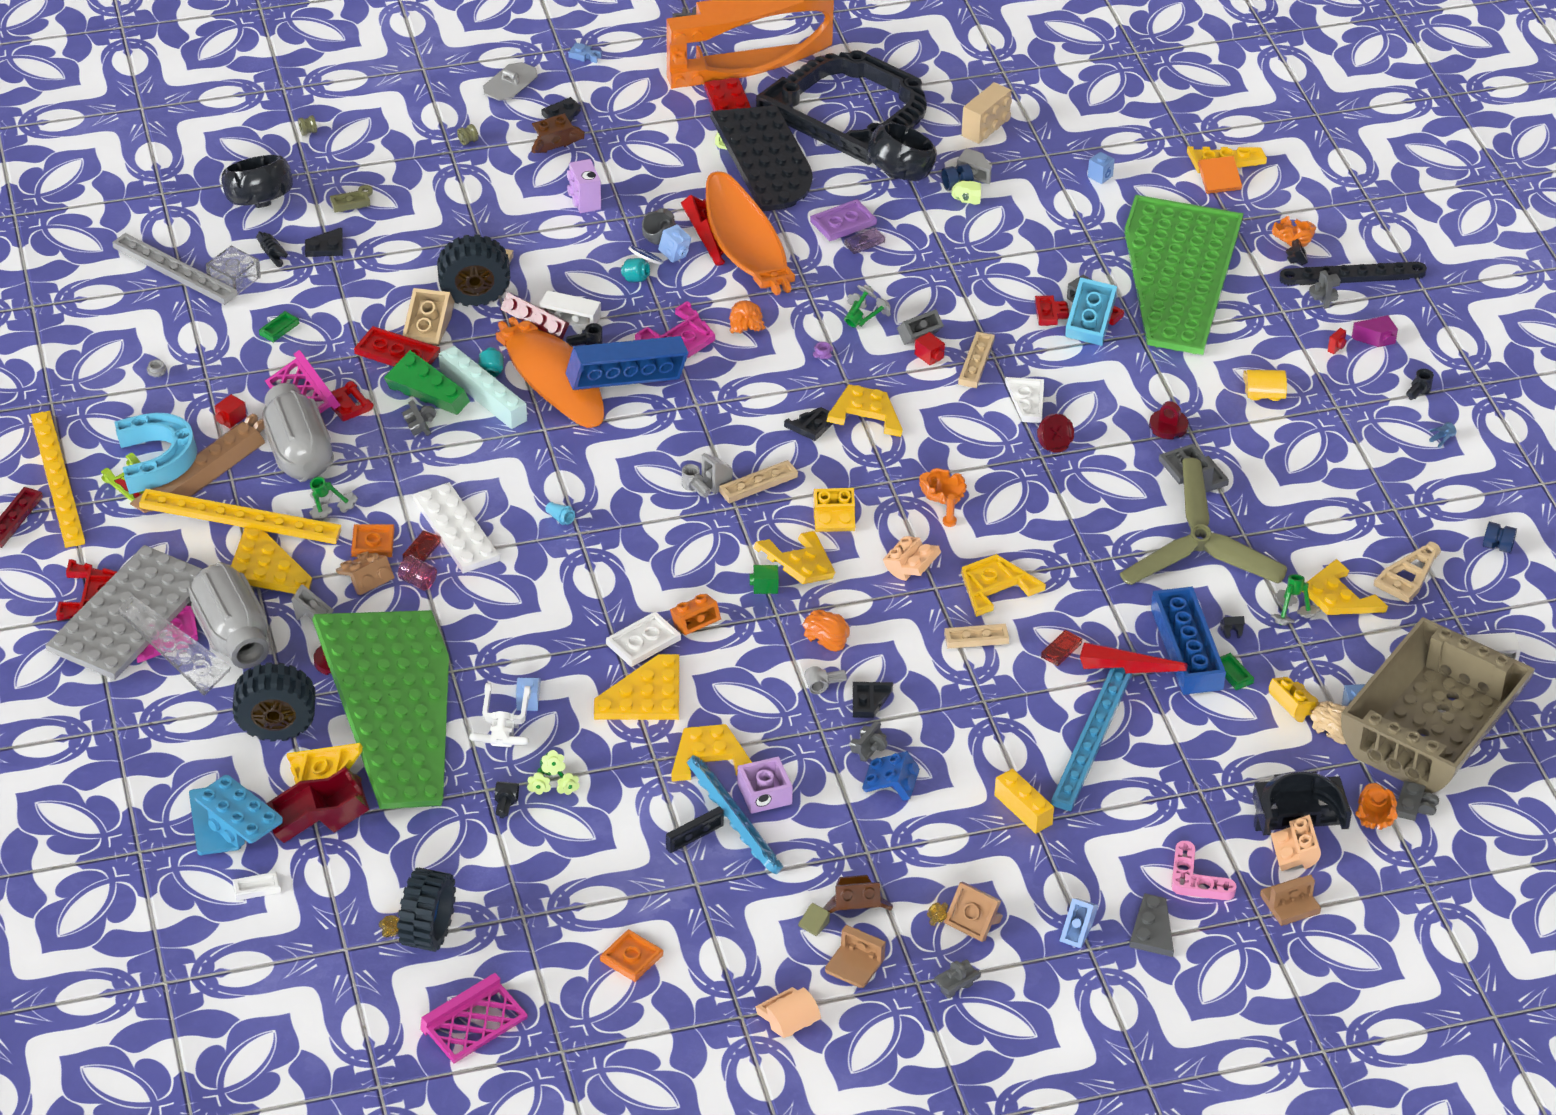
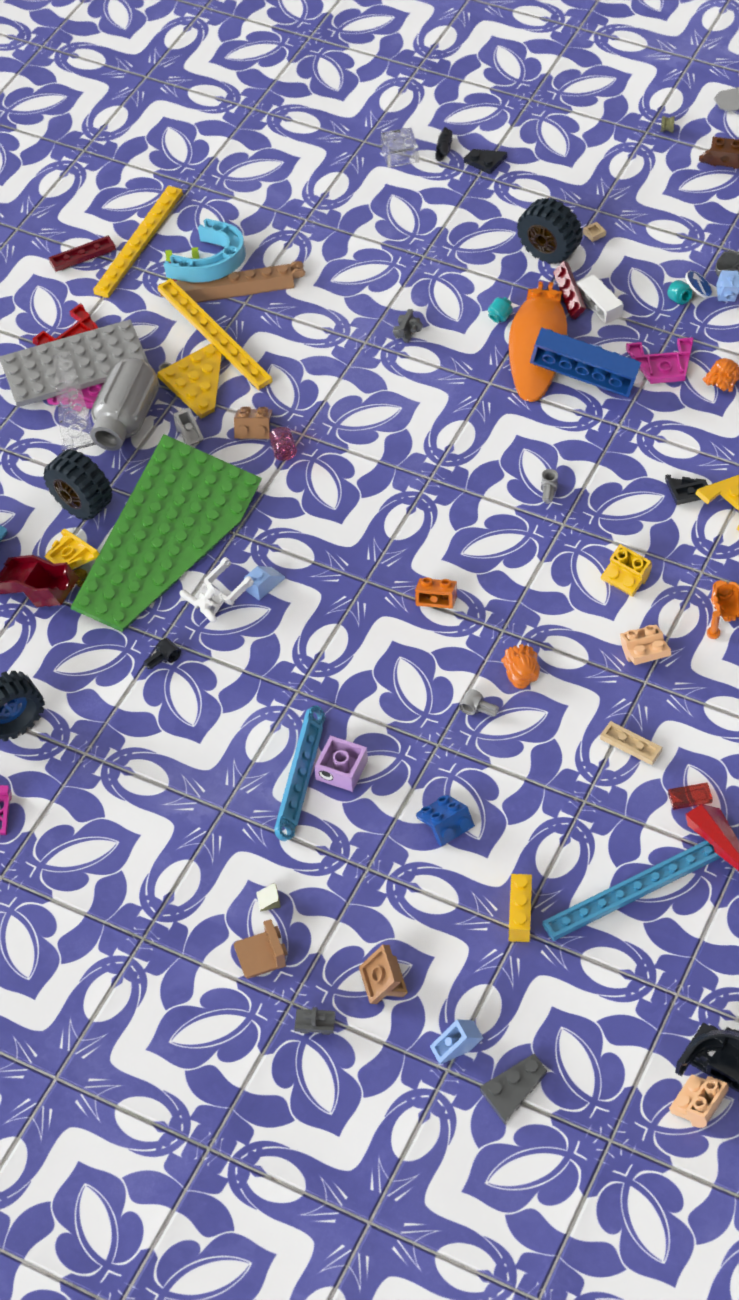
camera: 45 degrees right, 10 degrees up
(156, 368) = (279, 194): light grey plate -> none
(174, 268) = (365, 127): light grey plate -> none
(230, 411) = (290, 251): red brick -> none
(257, 180) = (475, 87): black wheel -> none
(279, 326) = (390, 205): green tile -> none
(296, 433) = (305, 290): light grey piece -> none
(307, 125) = (562, 63): olive wheel -> none
(311, 378) = (361, 261): dark pink fence -> none
(321, 494) = (284, 346): plant -> none
(347, 407) = (372, 284): red plate -> none
(351, 200) = (535, 135): olive hinge -> none
(373, 539) = (285, 401): orange tile -> none
(392, 347) = (447, 266): red plate -> none
(423, 381) = (436, 299): green wedge -> none
(423, 546) = (311, 426): clear red tile -> none
(428, 315) = (493, 251): tan slope -> none
(457, 527) = (349, 424): white plate -> none
(483, 387) = (474, 326): light aqua brick -> none
(550, 765) = (205, 650): yellowish green plant -> none
(562, 513) = (429, 455): medium azure cone -> none
(584, 186) = (706, 205): lavender brick -> none
(590, 335) = (592, 328): black axle -> none
(631, 955) = (120, 835): orange tile -> none
(643, 639) = (383, 590): white plate -> none
(644, 694) = (343, 634): yellow plate -> none
(694, 829) = (260, 766): black tile -> none
(708, 744) = (341, 703): yellow wing -> none
(715, 472) = (569, 488): light grey slope -> none
(758, 481) = (597, 513): tan plate -> none
(764, 579) = (518, 596): green brick -> none
(789, 1011) = (170, 960): light nougat brick -> none
(805, 564) = (558, 602): yellow wing -> none
(856, 893) = (314, 900): reddish brown piece -> none
(869, 697) = (495, 742): black wing -> none
(870, 741) = (457, 778): dark grey hips -> none
(937, 913) = (359, 956): clear yellow plate -> none
(992, 576) = (695, 700): yellow wing -> none
(1192, 880) = (585, 1067): bright pink beam -> none
(1291, 900) = (647, 1146): medium nougat bracket -> none

